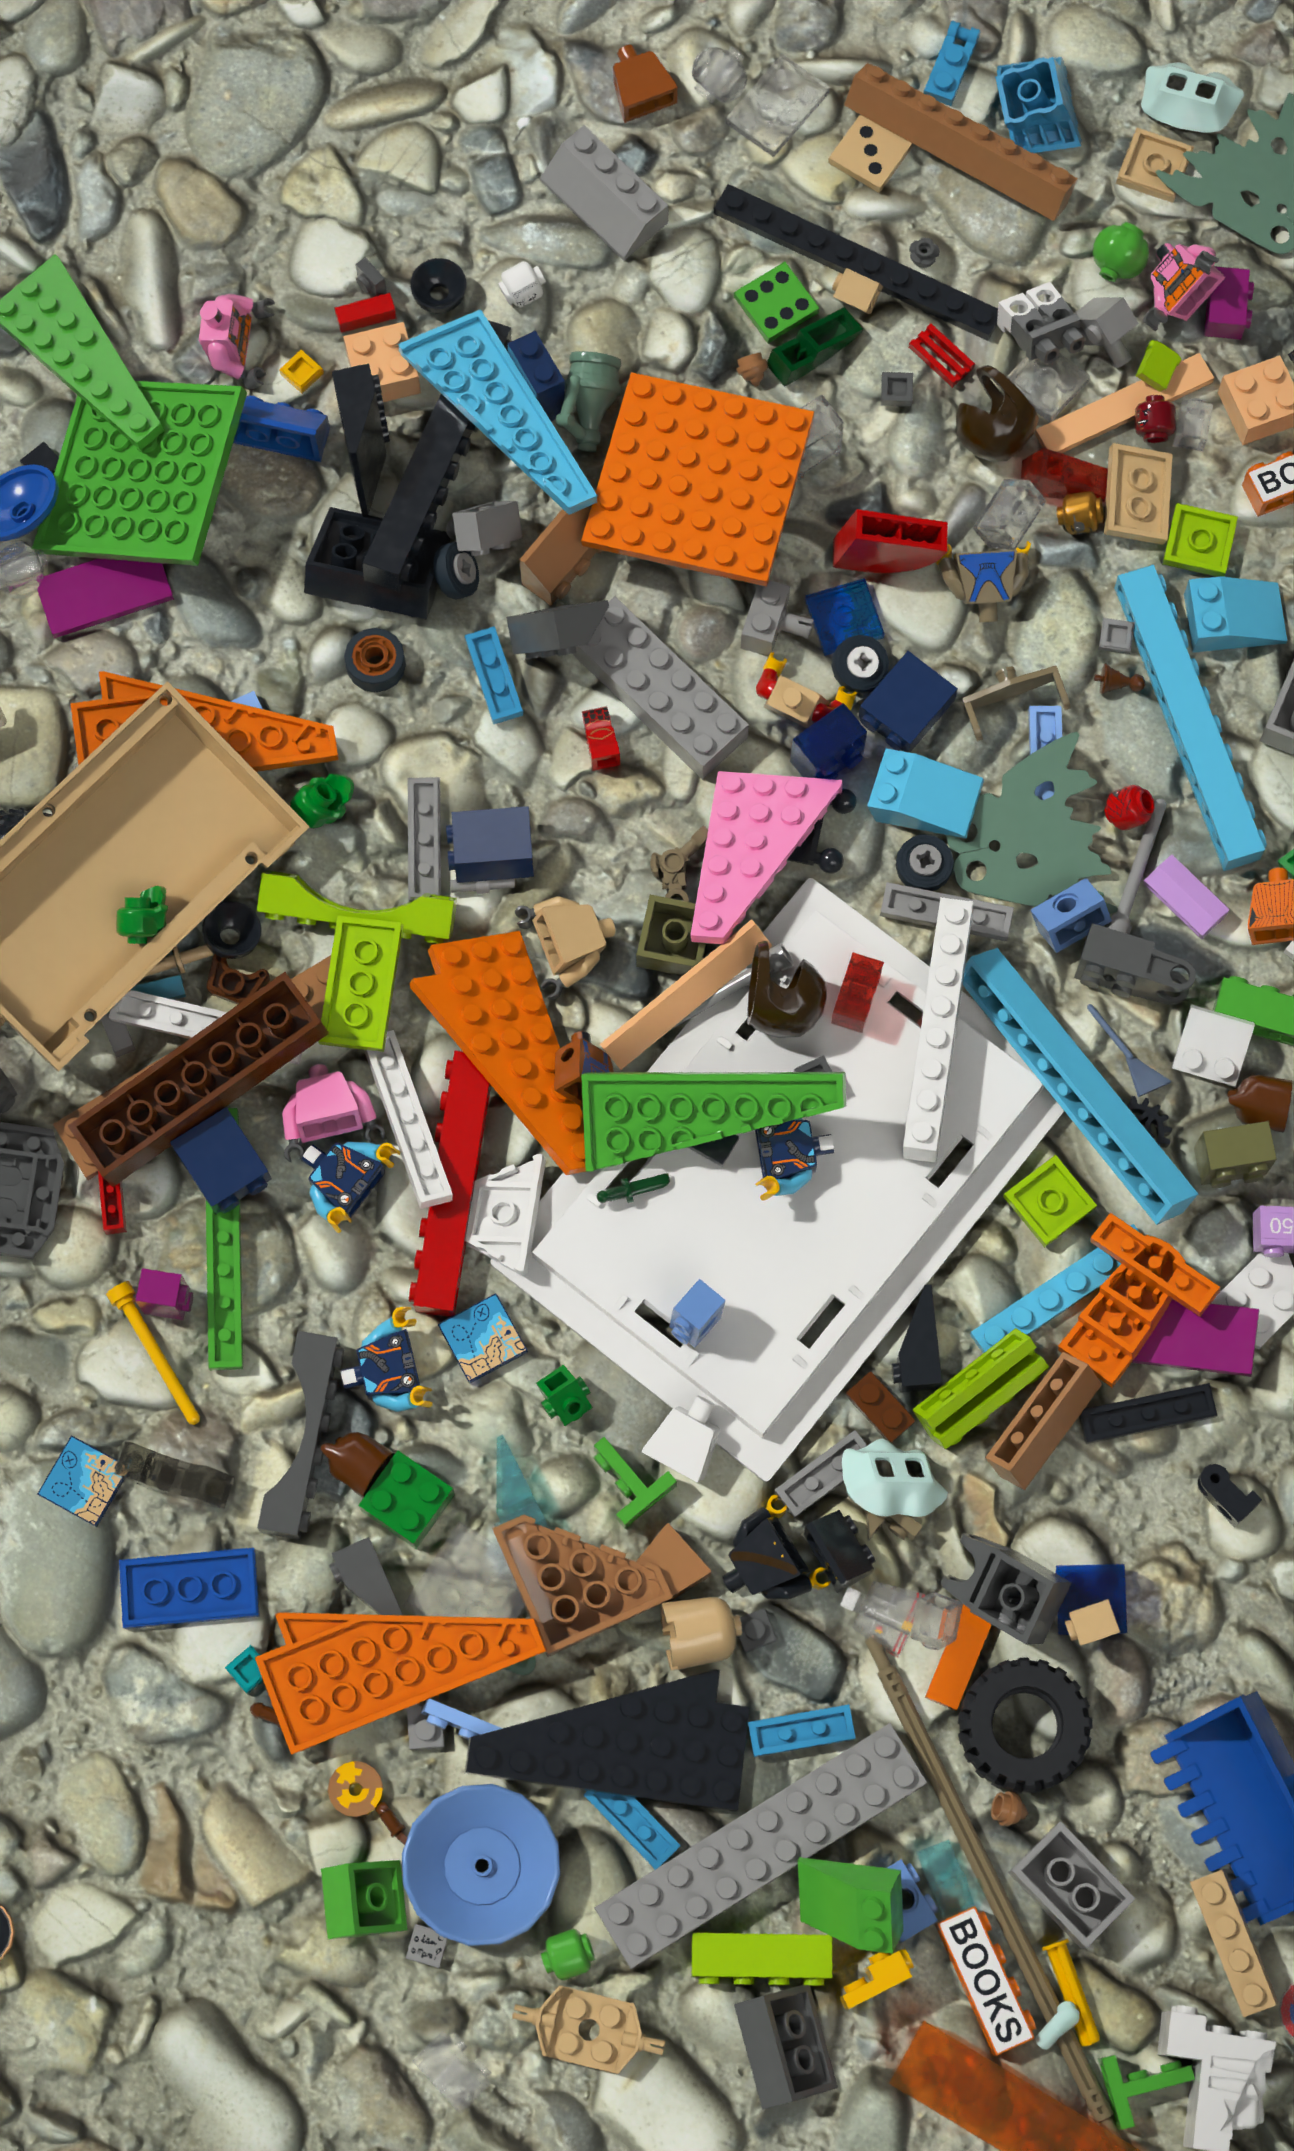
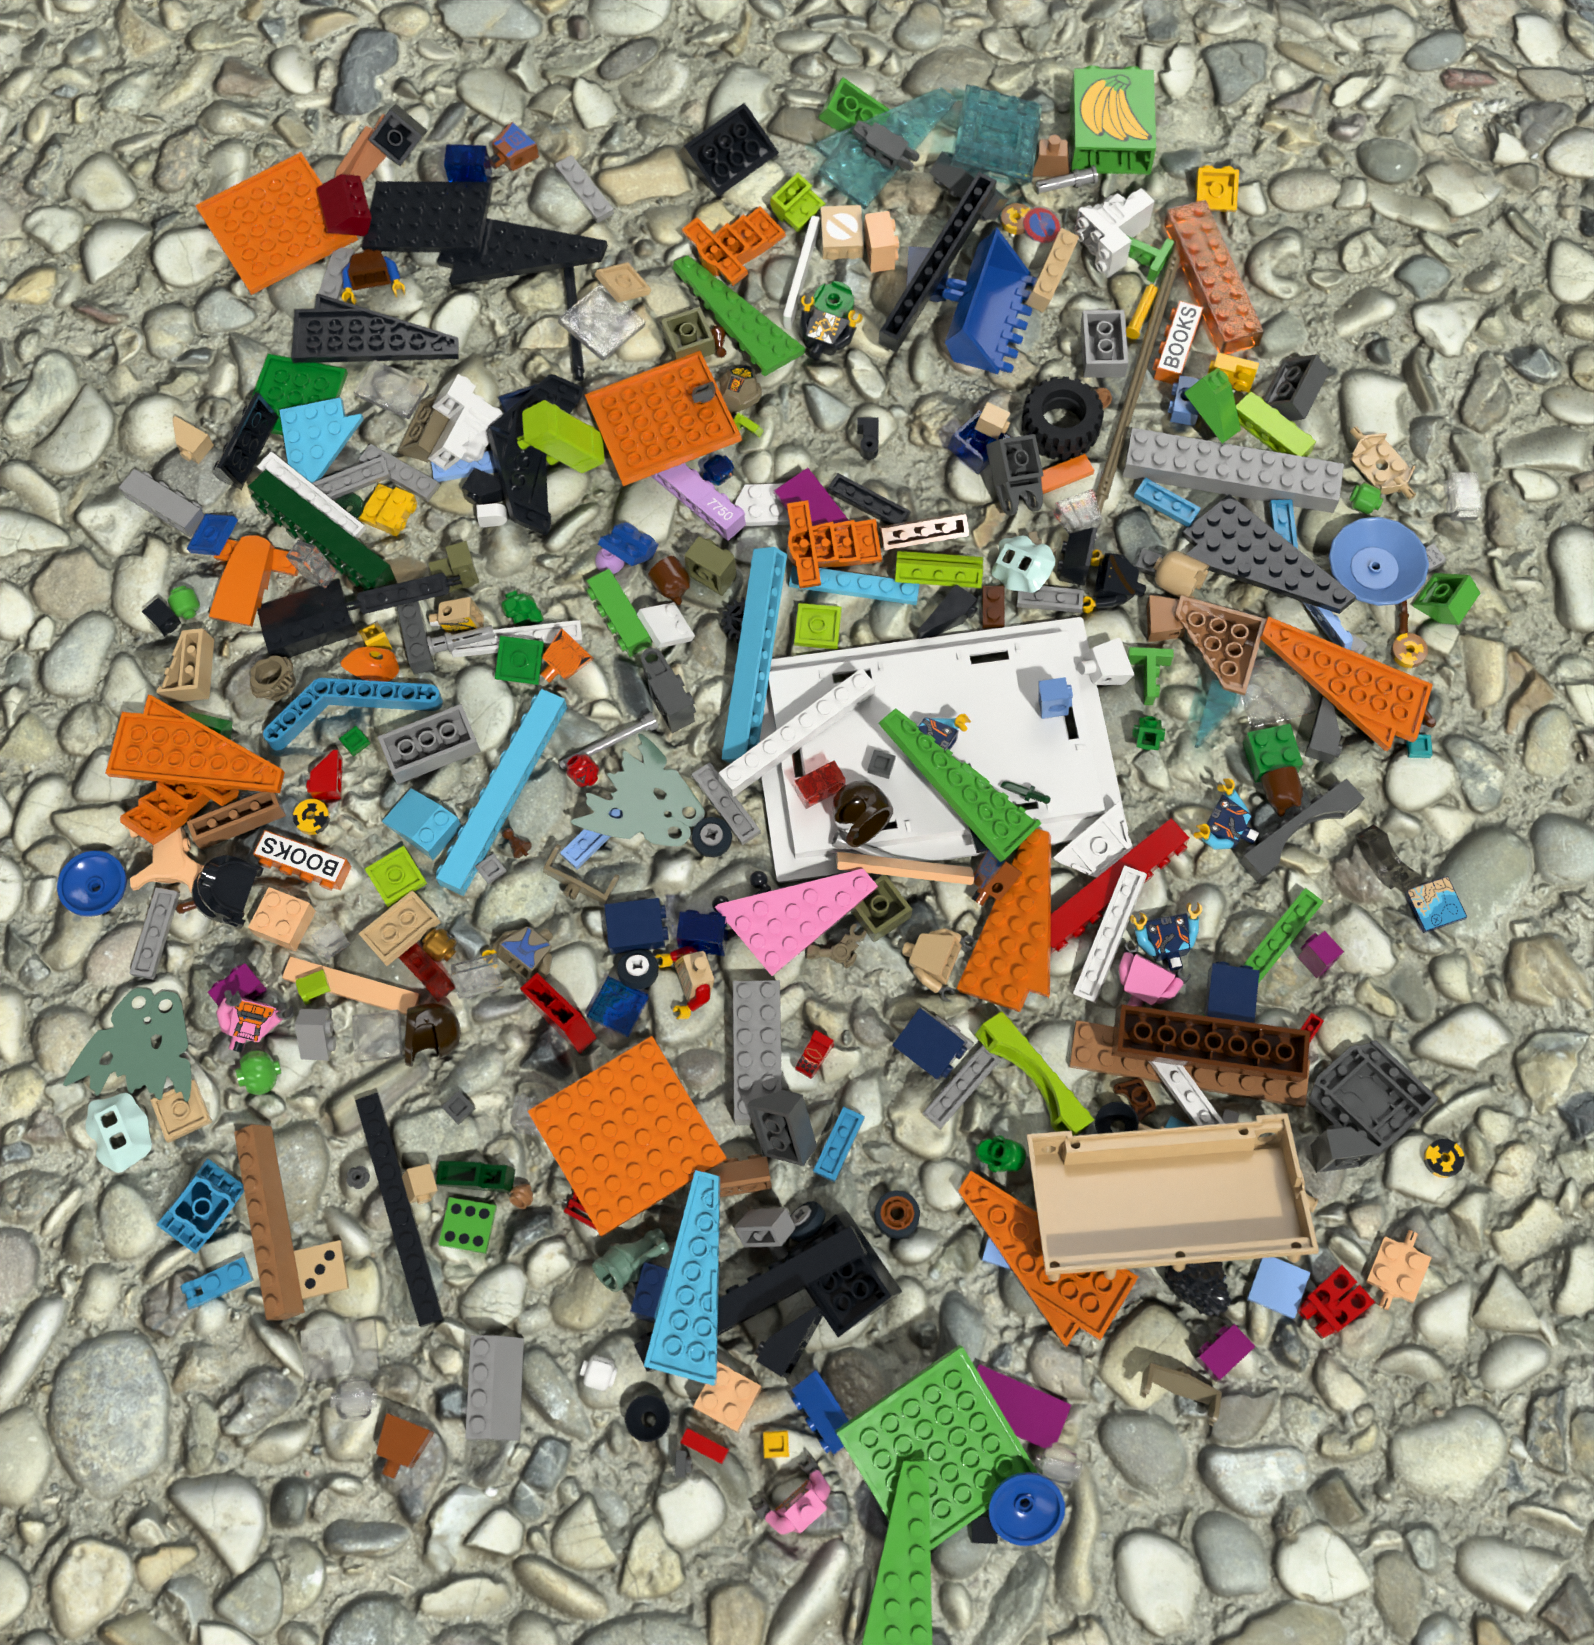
camera: 135 degrees left, 5 degrees down
(124, 1299) = (1340, 978): yellow piece -> none
(142, 916) = (1165, 1163): green head -> none
(189, 1588) = (1420, 808): blue tile -> none
(361, 983) = (1071, 1026): lime plate -> none
(482, 1338) = (1163, 800): tile -> none
(769, 617) = (667, 1034): light grey brick -> none
(924, 794) = (677, 865): medium azure slope -> none
(936, 1621) = (1061, 489): clear brick -> none
(945, 1879) = (1155, 397): clear light blue slope -> none
(949, 347) = (404, 1105): red tile -> none
(1041, 326) = (346, 1064): dark grey hips -> none
(1064, 2020) = (1164, 297): light aqua arm -> none
(1070, 915) = (681, 740): medium blue brick -> none
(1143, 1076) = (711, 644): sand blue piece -> none
(1155, 419) = (346, 958): dark red head -> none
(1186, 896) = (600, 707): lavender piece -> none

